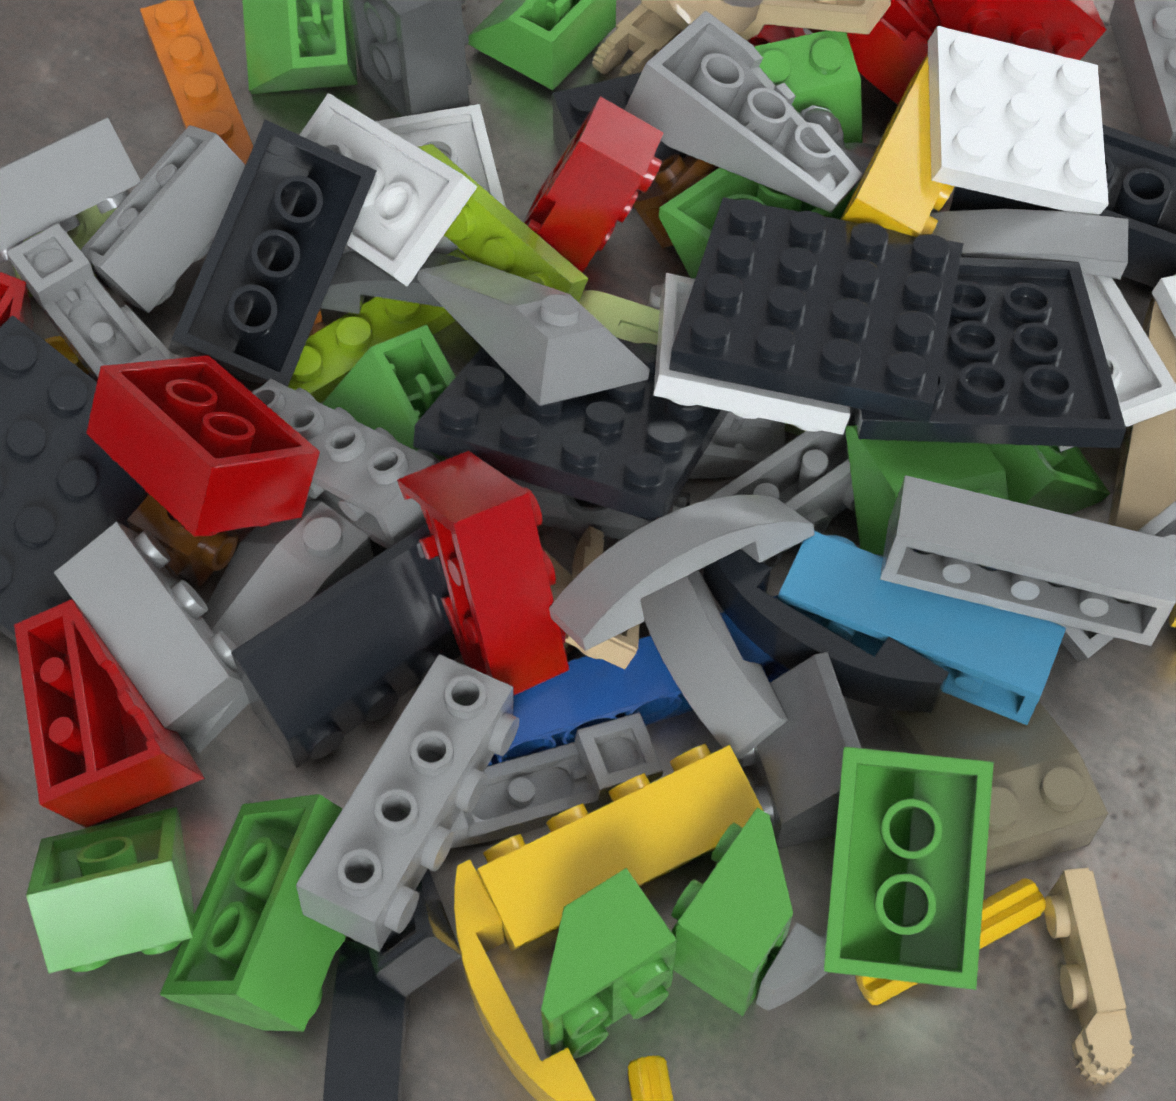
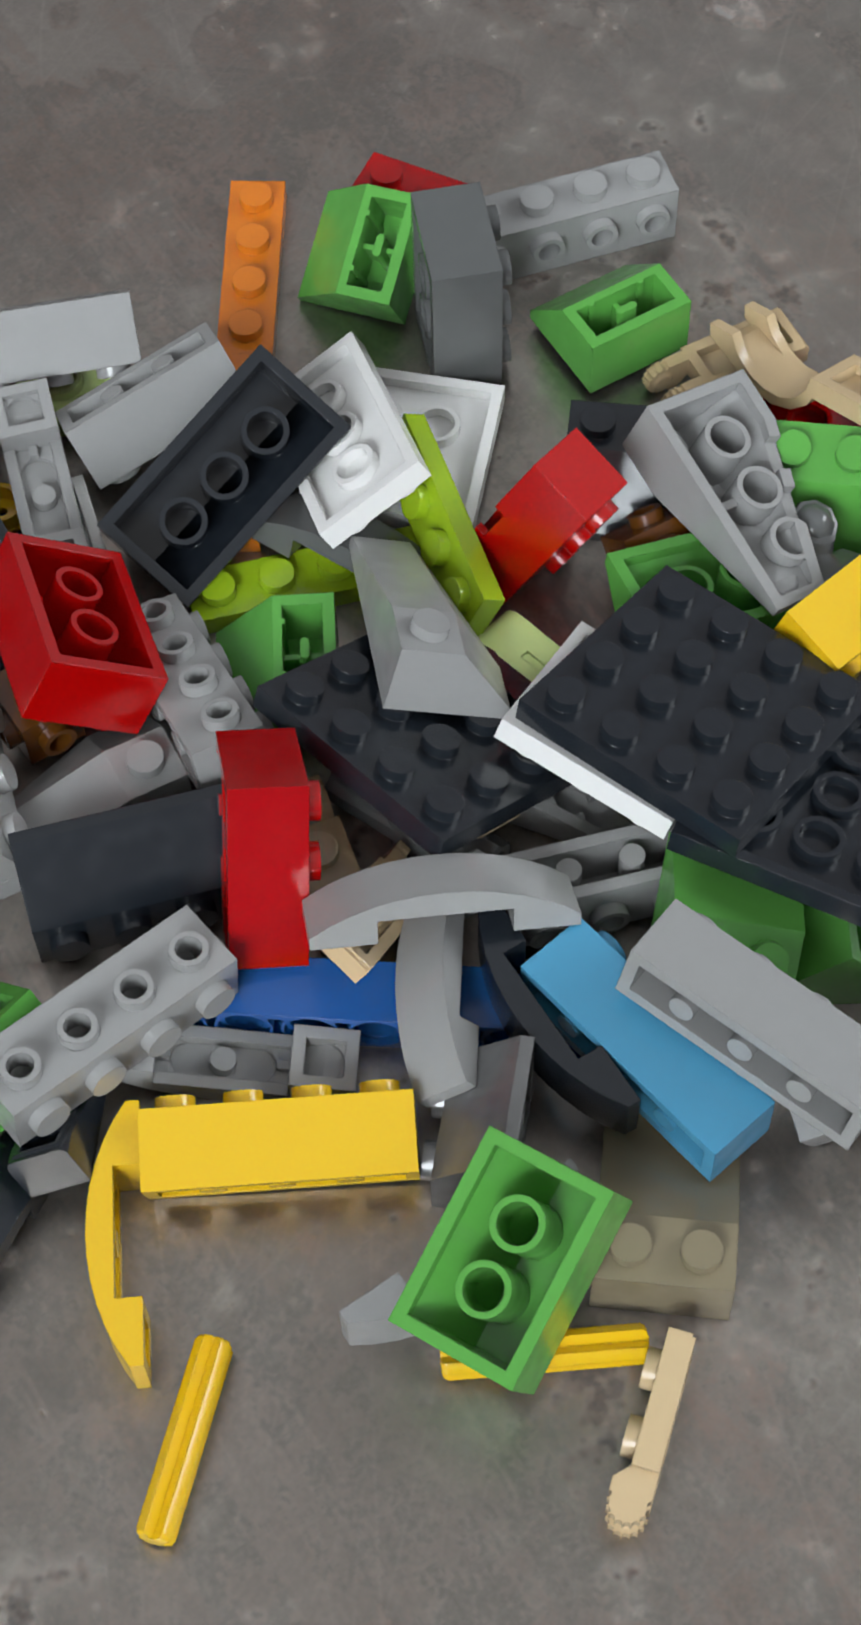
camera: 25 degrees right, 0 degrees up
(606, 963) = (201, 1240): bright green slope -> none
(737, 918) = (343, 1239): bright green slope -> none

